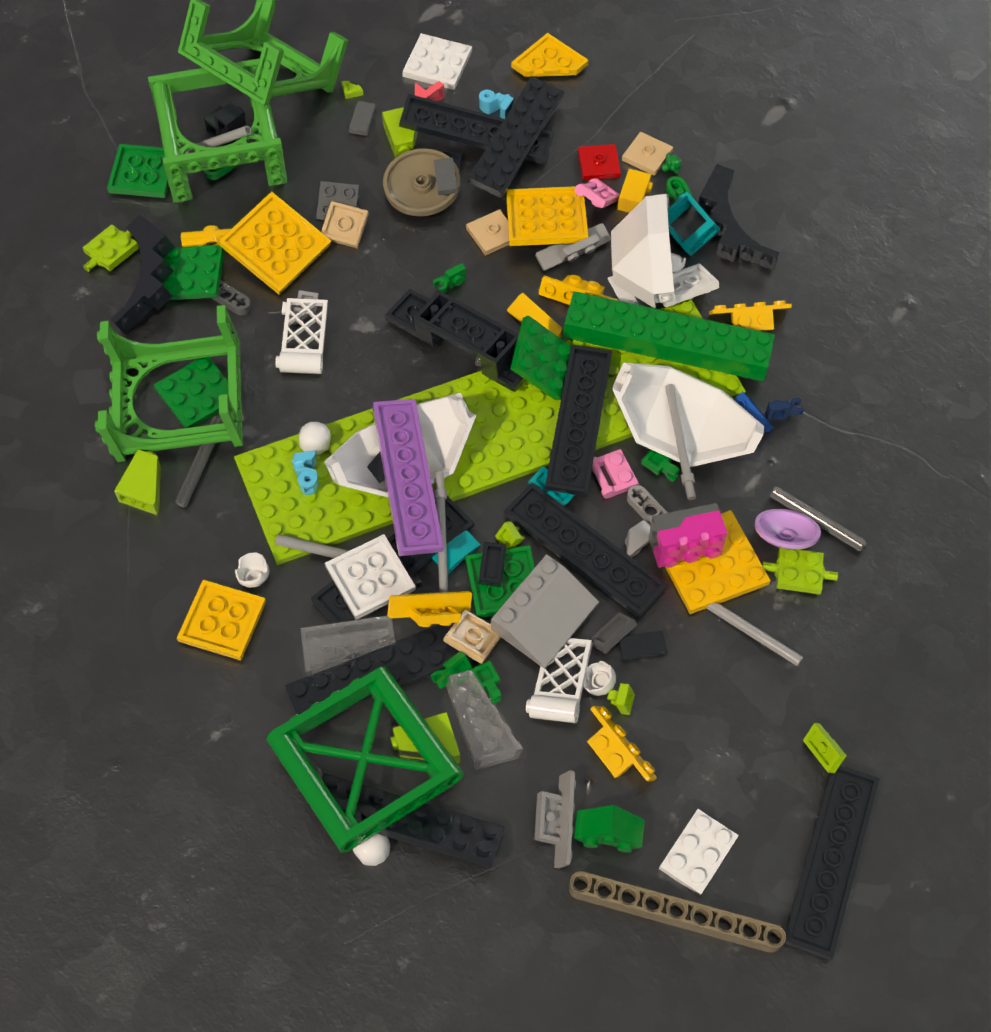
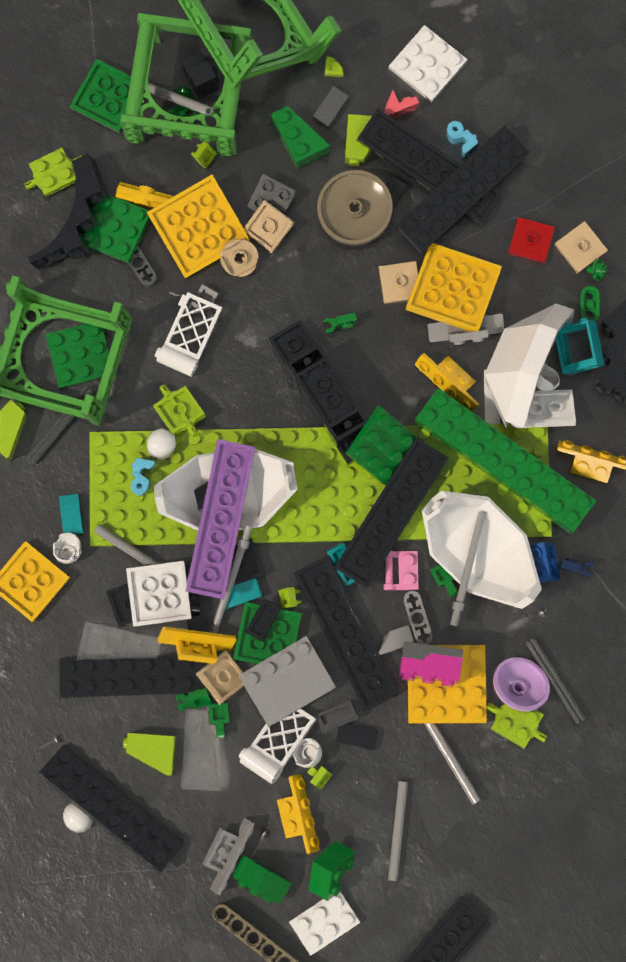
camera: 25 degrees right, 20 degrees up
(243, 537) = (71, 514): none -> teal slope
(256, 187) = (204, 154): none -> lime tile
(319, 264) = (249, 259): none -> tan plate
(321, 404) = (179, 410): none -> lime plate
(342, 146) = (298, 137): none -> green wedge
(343, 826) = (41, 720): green piece -> none
(445, 176) = (376, 214): dark grey tile -> none
(524, 306) = (398, 393): yellow slope -> none
(549, 58) = (535, 102): yellow plate -> none
(597, 192) = (515, 285): bright pink plate -> none
(634, 190) = (548, 288): yellow brick -> none
(679, 788) = (329, 869): none -> green brick
(732, 725) = (398, 831): none -> light grey piece
(824, 748) = (459, 882): lime plate -> none

